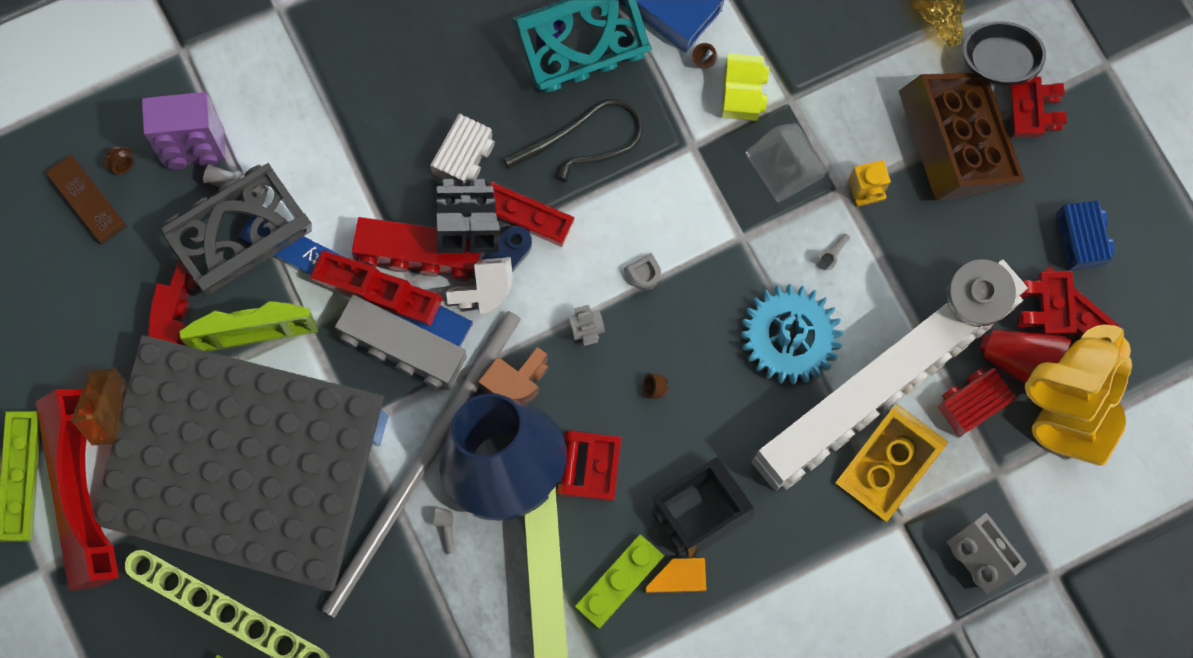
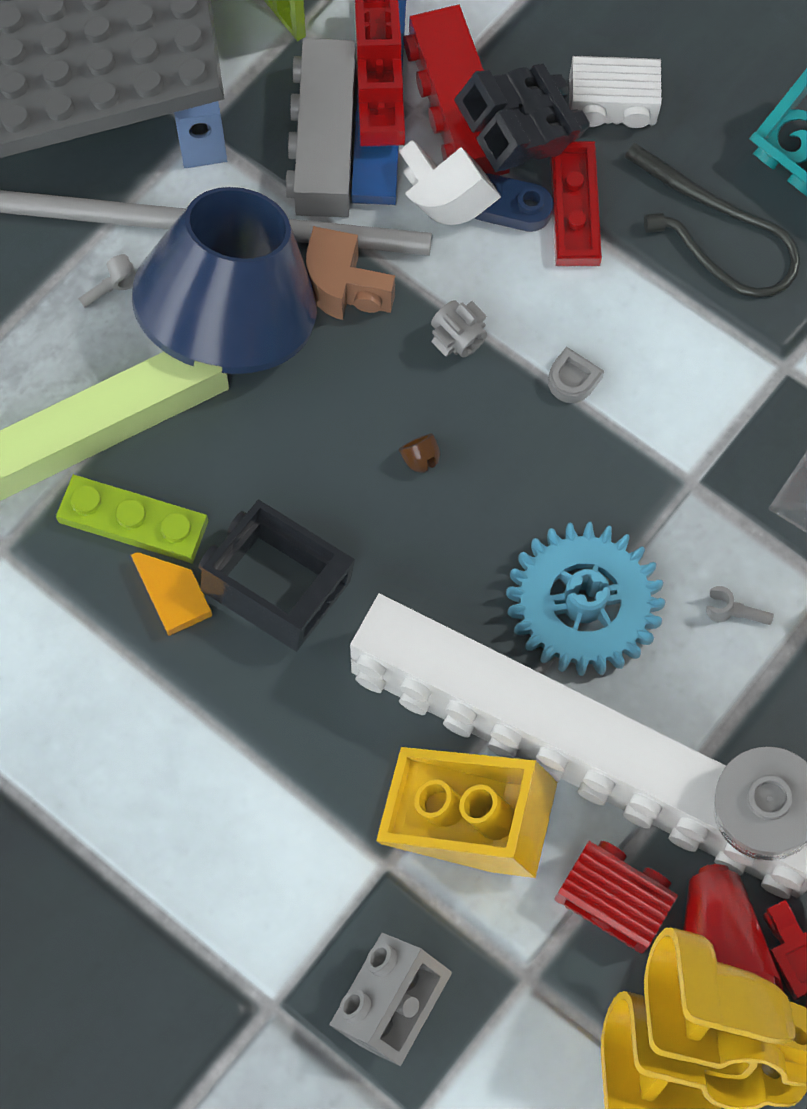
camera: 70 degrees right, 5 degrees down
(600, 466) = (272, 428): red plate -> none

